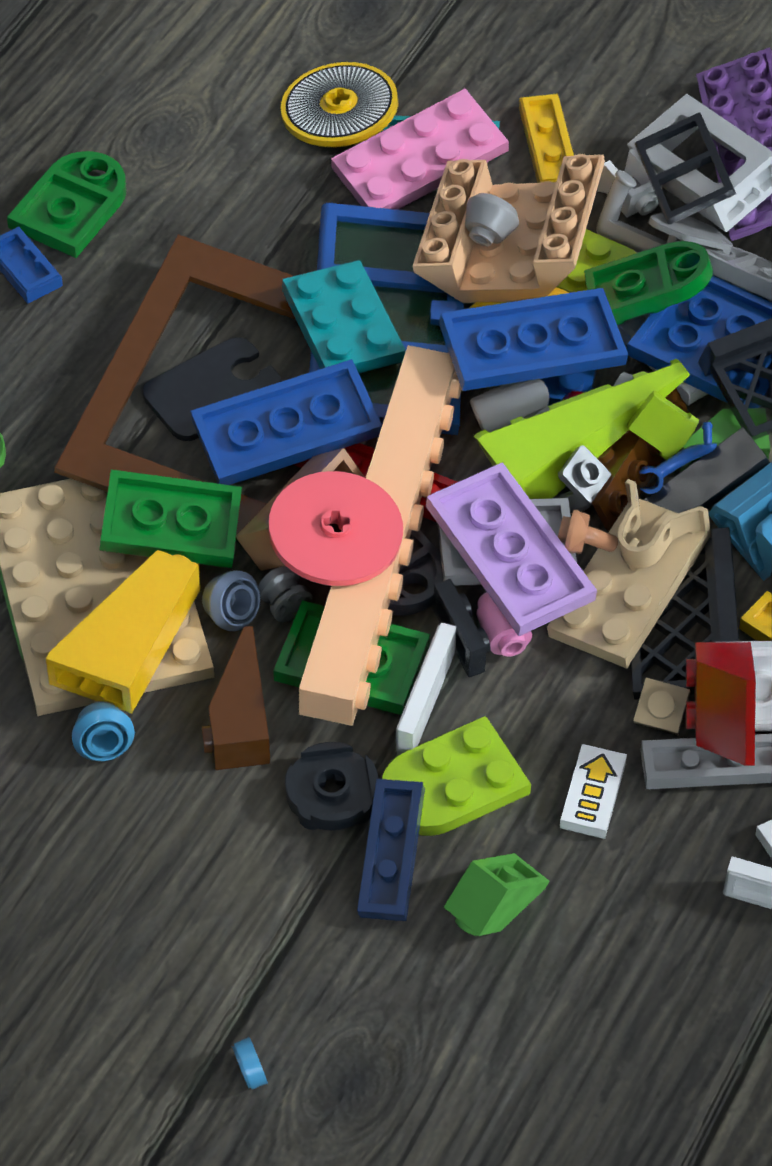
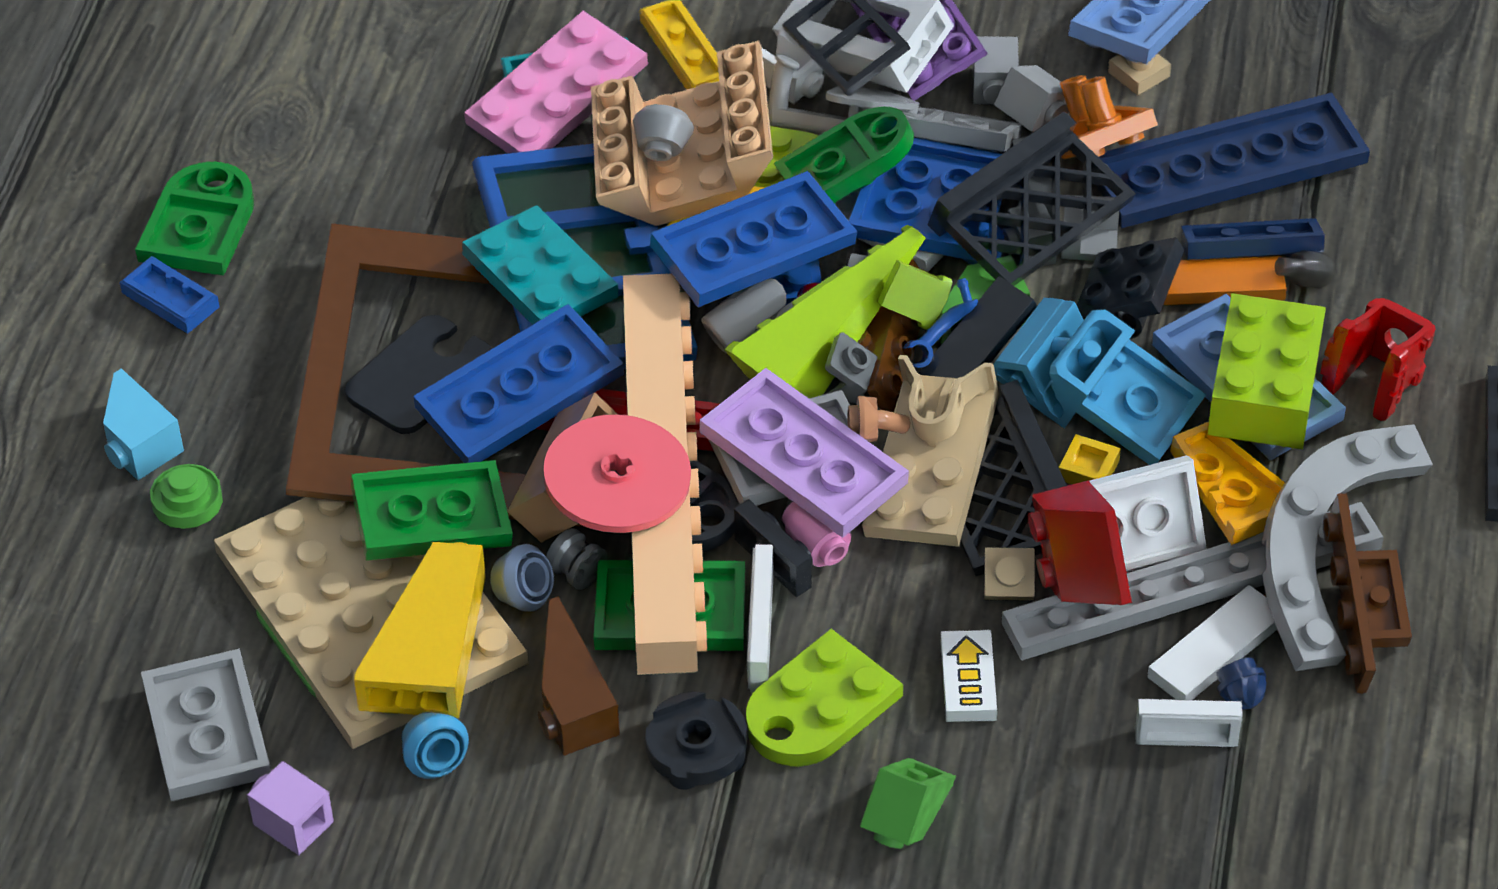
camera: 15 degrees left, 5 degrees down
(339, 104) = (451, 57): piece -> none
(391, 850) = (784, 784): dark blue plate -> none

